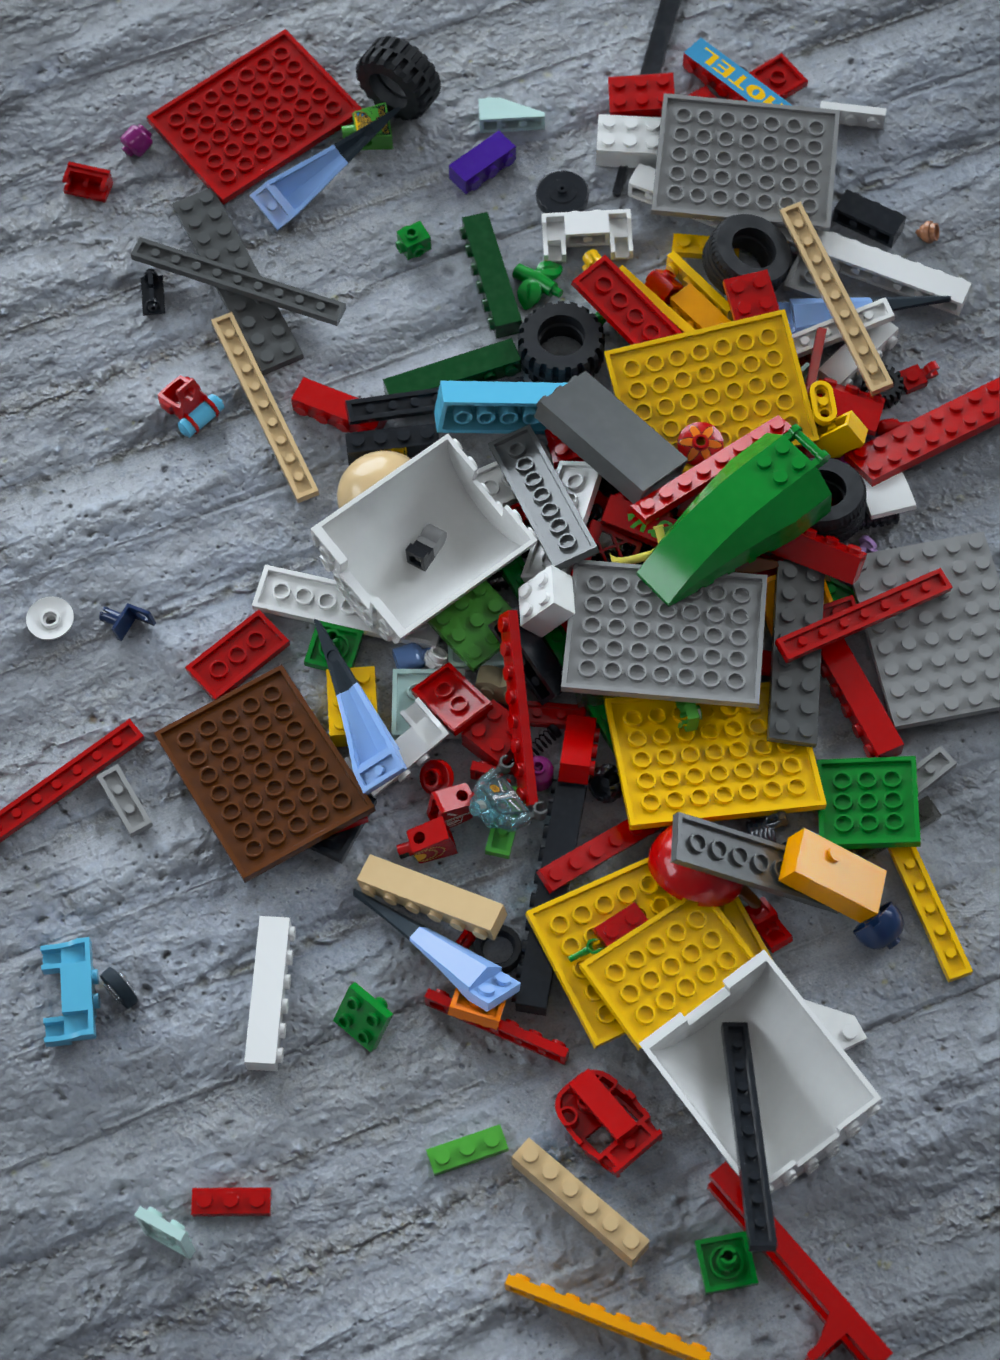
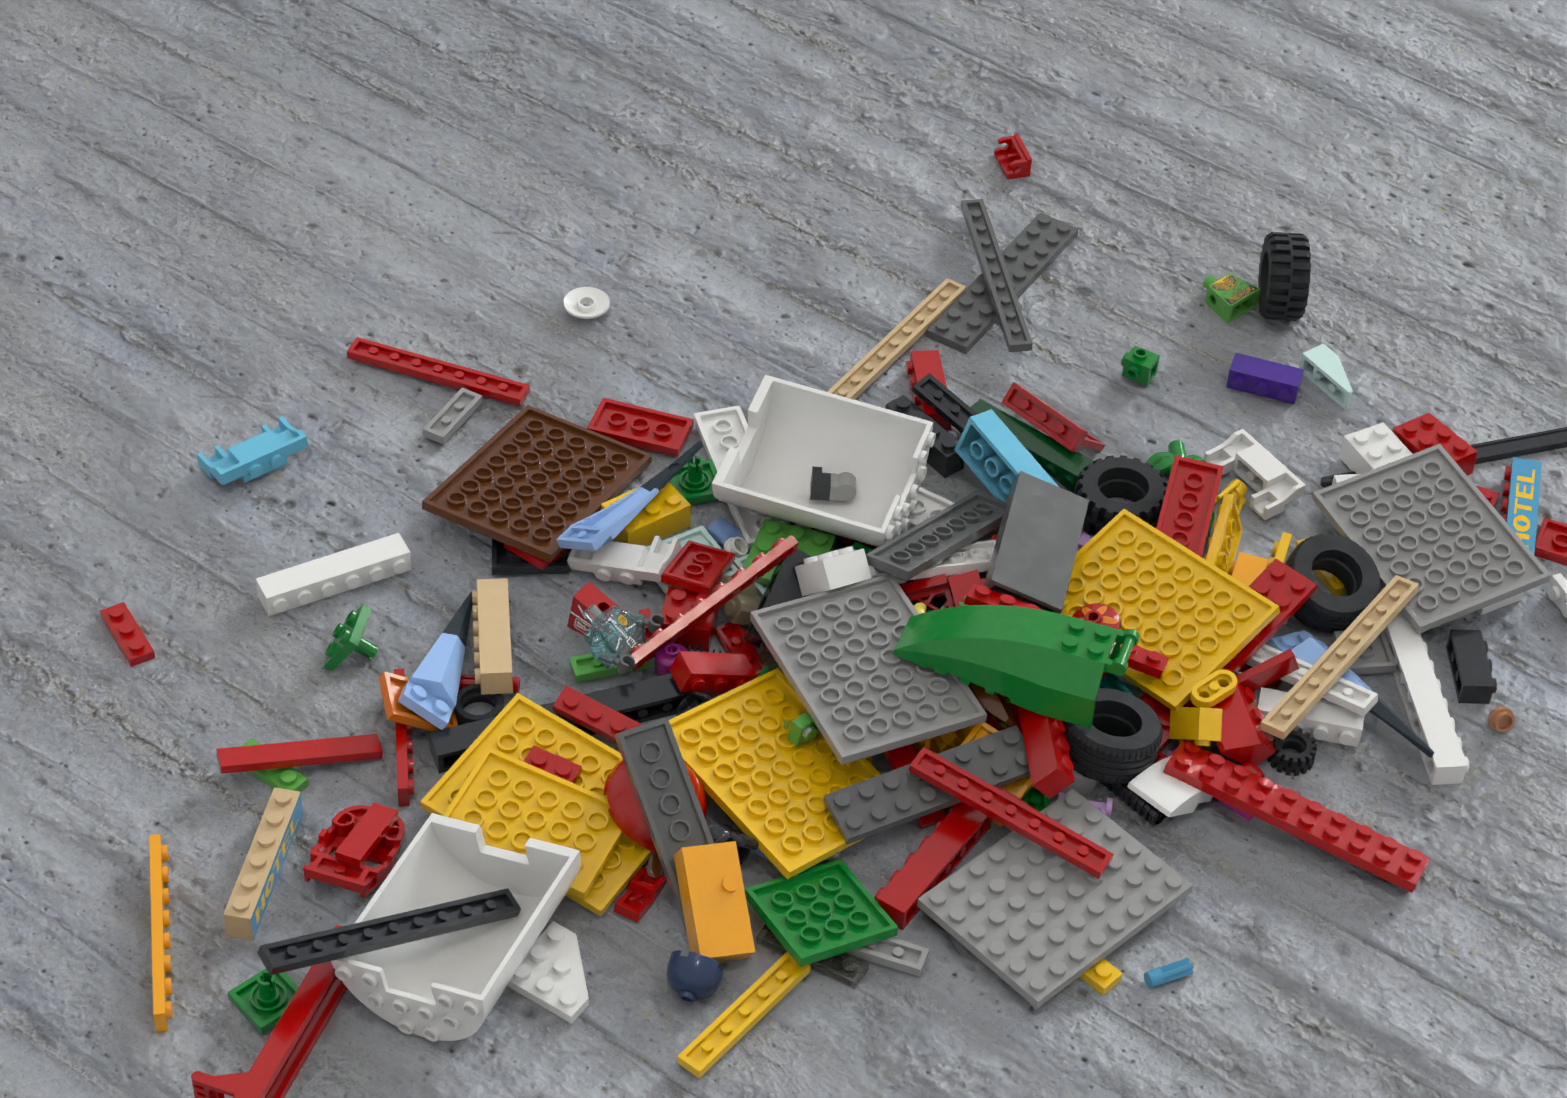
camera: 55 degrees right, 20 degrees down
(119, 987) = (274, 477): black wheel -> none
(124, 620) = (618, 346): dark blue bracket -> none
(136, 140) = (1078, 166): magenta head -> none
(152, 293) = (943, 238): black hinge -> none
(167, 1233) = (64, 586): light aqua plate -> none
(189, 404) = (853, 298): red piece -> none
(254, 116) = (1172, 224): red plate -> none
(294, 189) = (1119, 272): light blue plate -> none
(428, 841) = (551, 616): red torso -> none
(436, 775) = (621, 593): red plate -> none
(442, 342) = (1049, 419): none -> red fence
(473, 1119) = (299, 753): none -> red tile
(491, 275) = (1160, 425): dark green brick -> none
(562, 192) = (1285, 441): black wheel -> none
(586, 950) = (512, 750): green hand -> none
(663, 284) = (1249, 541): red brick -> none
(917, 378) = (1329, 774): red plate -> none

